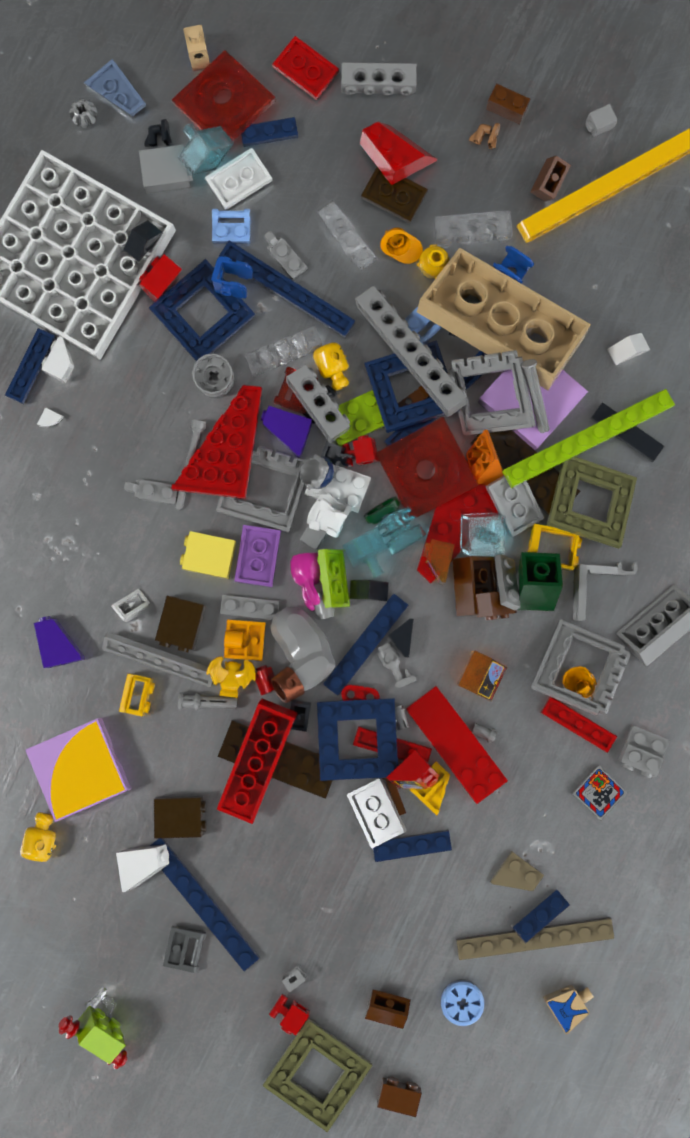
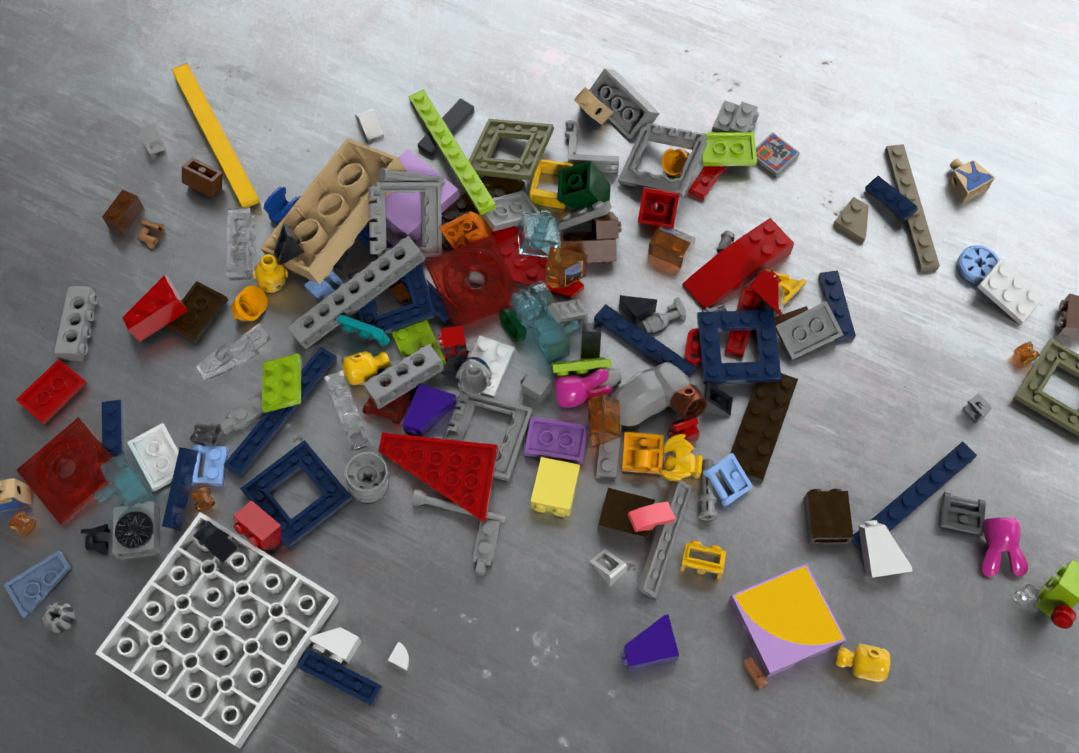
camera: 90 degrees left, 20 degrees down
(33, 738) = (755, 672): none -> nougat piece
(154, 983) = (1003, 536): none -> dark pink piece
(158, 166) = (134, 530): none -> black wheel
(171, 65) = (22, 523): none -> clear orange wheel
(171, 645) = (651, 515): none -> coral slope
(195, 225) = (202, 498): none -> clear orange wheel
(202, 203) = (180, 489): none -> dark blue plate
(219, 726) = (733, 477): none -> light blue plate
(226, 265) = (257, 450): blue piece -> none
(256, 760) = (765, 434): red slope -> none
(257, 224) = (211, 434): none -> flat silver piece
(271, 601) = (603, 420): none -> clear orange slope
(293, 1016) = (1014, 410): red brick -> none
(314, 286) = (281, 383): none -> lime plate
(328, 515) = (516, 369): white piece -> none
(356, 1038) = (1026, 353): none -> clear orange wheel
(368, 361) = (364, 330): none -> teal plate
(387, 1009) = (994, 323): reddish brown brick -> none
(391, 564) = (567, 310): none -> light grey plate
(427, 1031) = (1010, 292): none -> white plate
(451, 275) = (287, 246): none -> black slope
(516, 660) = (658, 207): none -> red slope
(599, 741) = (730, 149): none -> lime plate
(653, 592) = (590, 103): none -> tan torso

